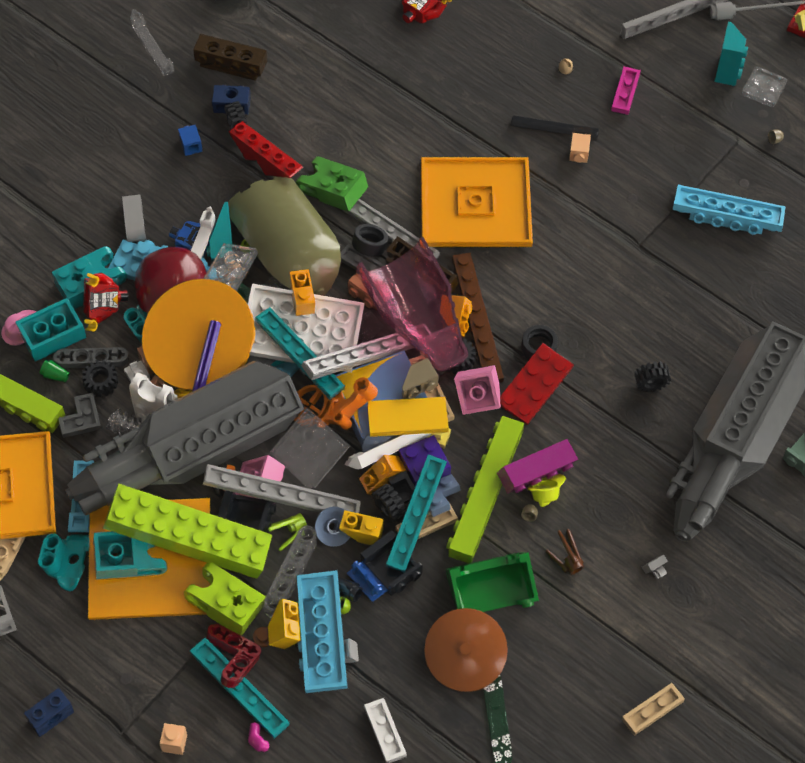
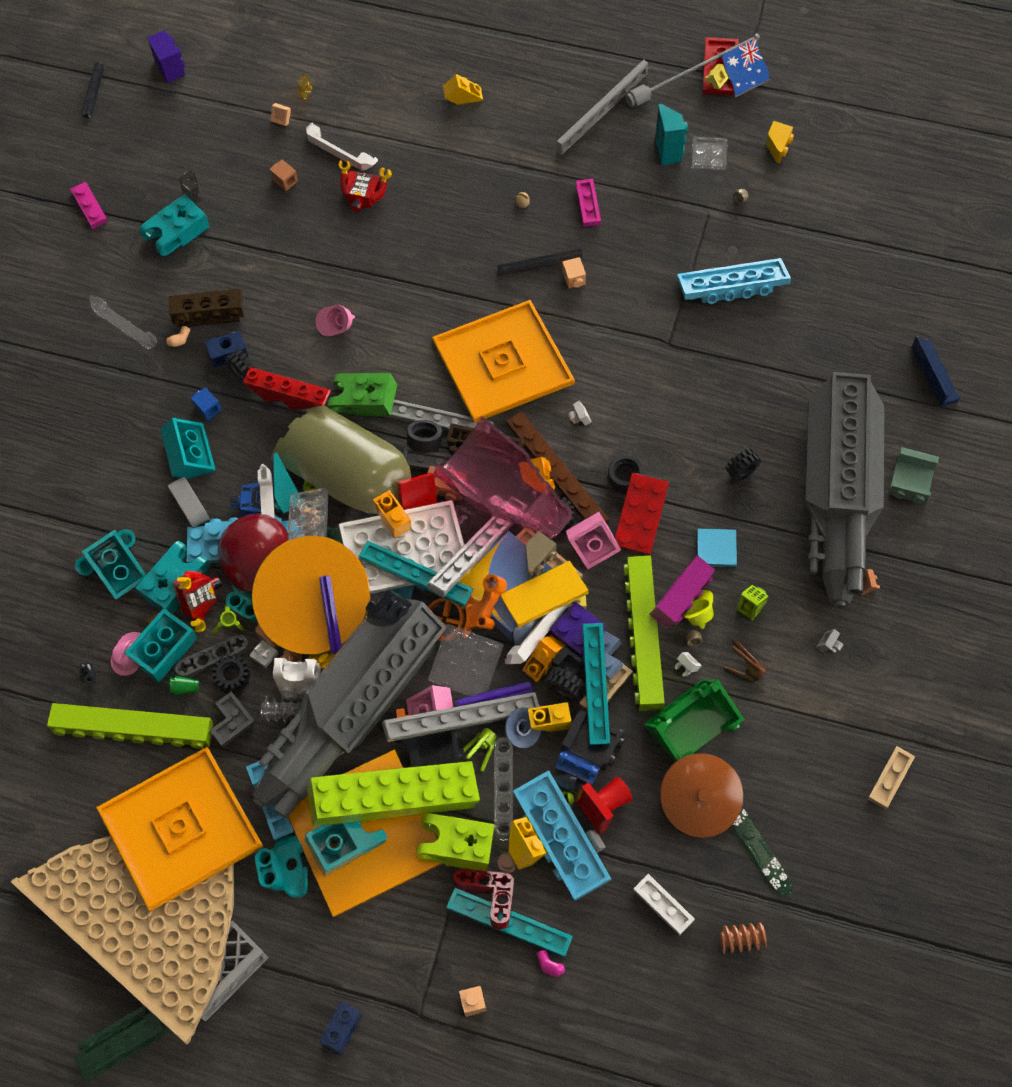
camera: 20 degrees left, 5 degrees up
(43, 242) = (112, 562): none -> teal piece
(117, 329) = (227, 620): none -> lime plant
(155, 172) = (187, 448): none -> teal slope
(194, 76) = (178, 339): none -> light nougat arm
(253, 367) = (387, 610): none -> black slope
(331, 489) = (514, 690): none -> dark purple axle
(337, 283) = (417, 491): none -> red tile
(338, 109) = (333, 320): none -> bright pink piece
(376, 618) = (598, 806): none -> red plant
(514, 532) = (688, 662): none -> white tile
(523, 275) = (580, 414): none -> white tile
(593, 442) = (717, 547): none -> medium azure tile
(599, 500) = (752, 601): none -> lime slope
(718, 527) = (869, 582): none -> nougat tile

